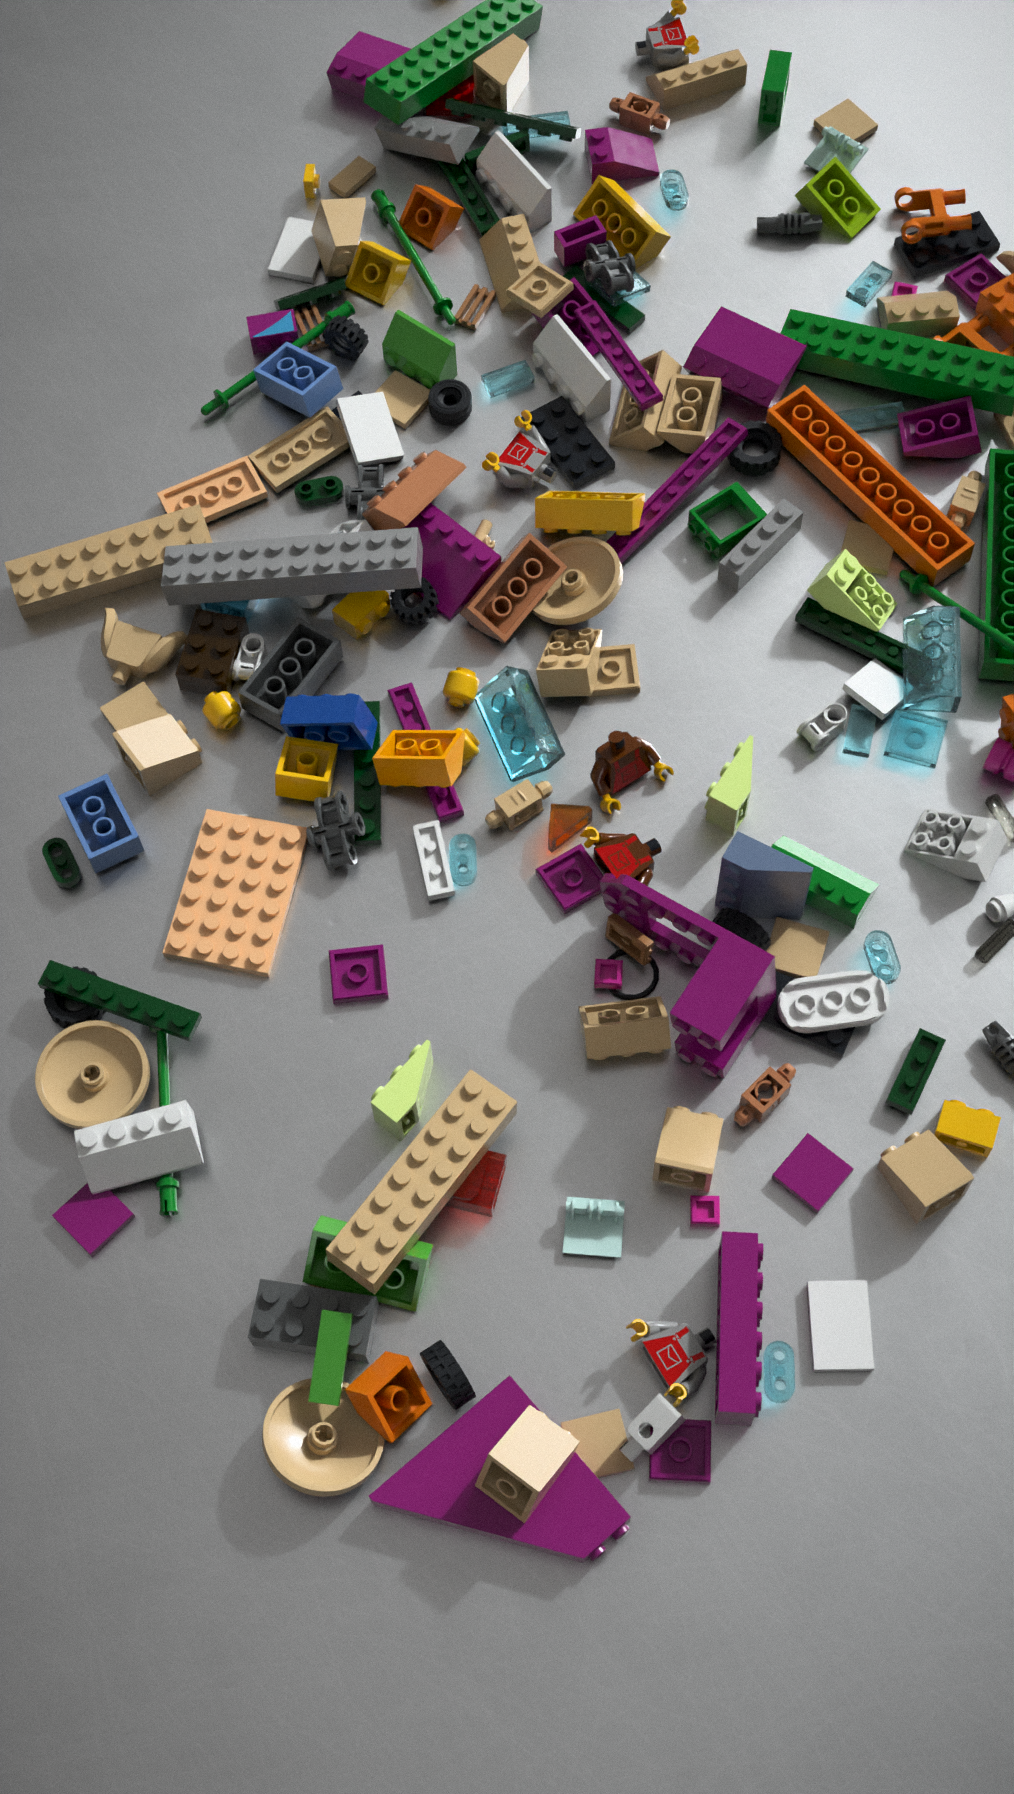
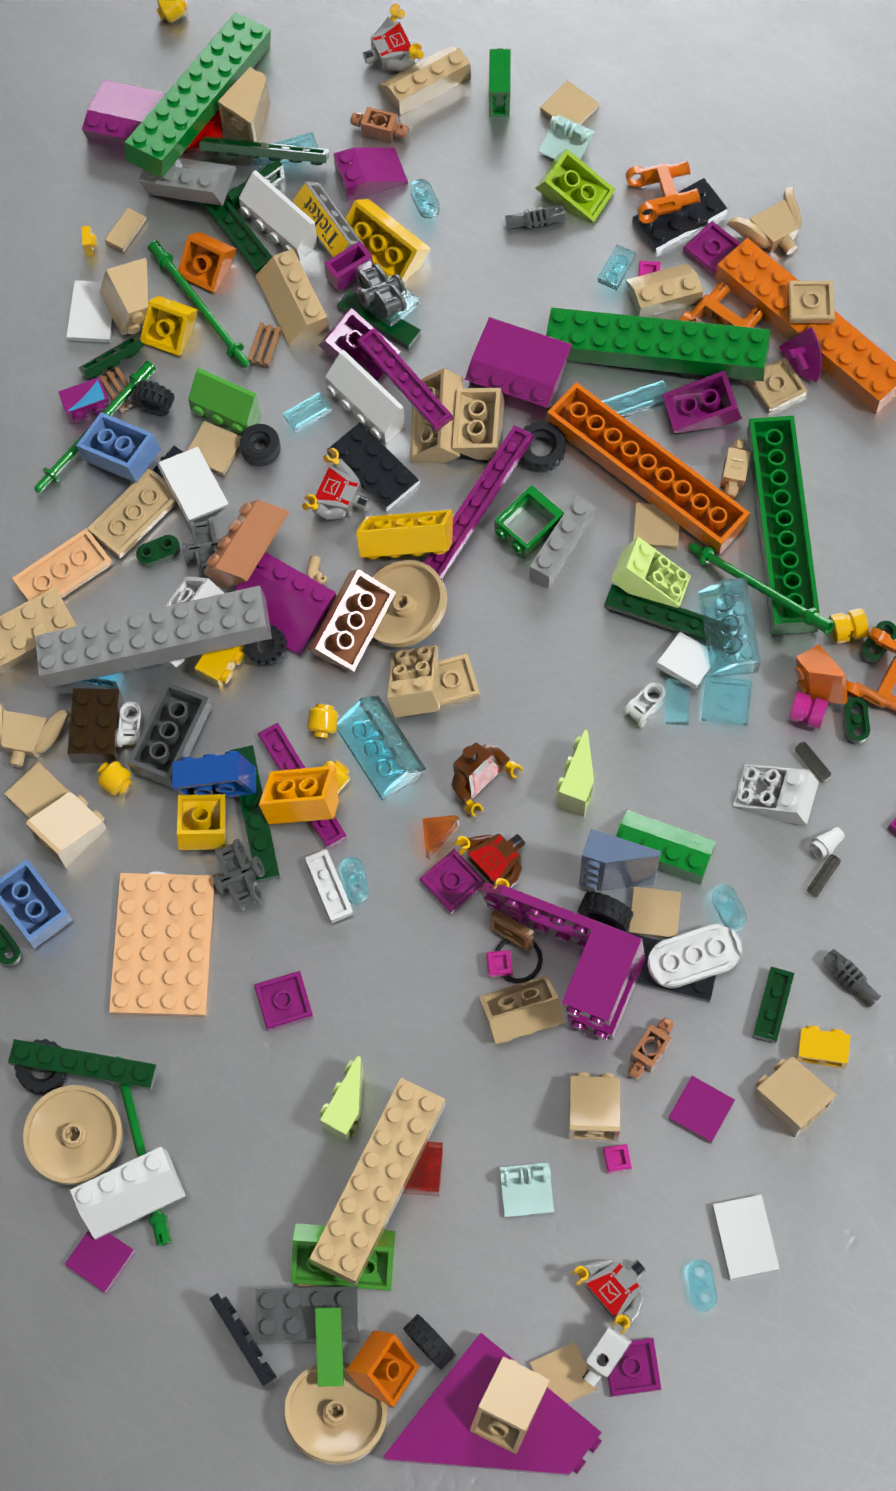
camera: 10 degrees left, 5 degrees up
(232, 1326) = (249, 1349): none -> black plate
(518, 804) = (393, 822): tan piece -> none
(539, 289) = (322, 325): tan tile -> none
(568, 198) = (330, 224): none -> brick
(737, 1333) = (661, 1257): magenta brick -> none

